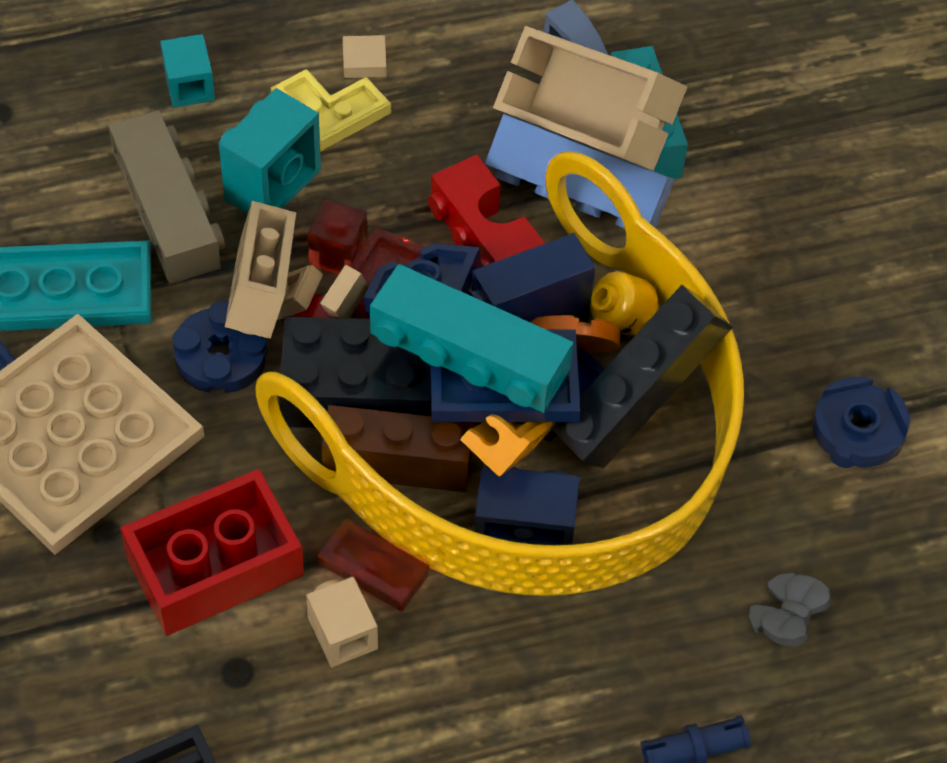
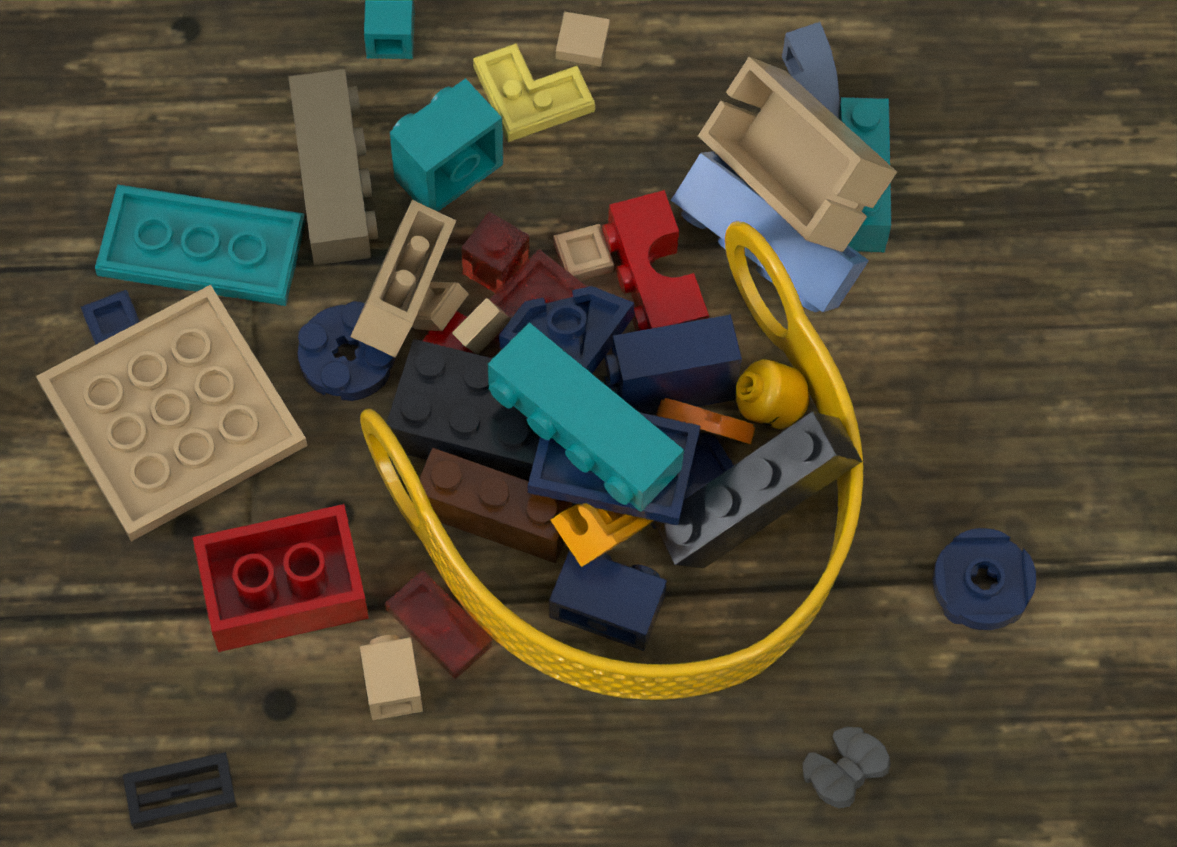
camera: 15 degrees right, 10 degrees up
(417, 224) = (584, 252): none -> tan tile

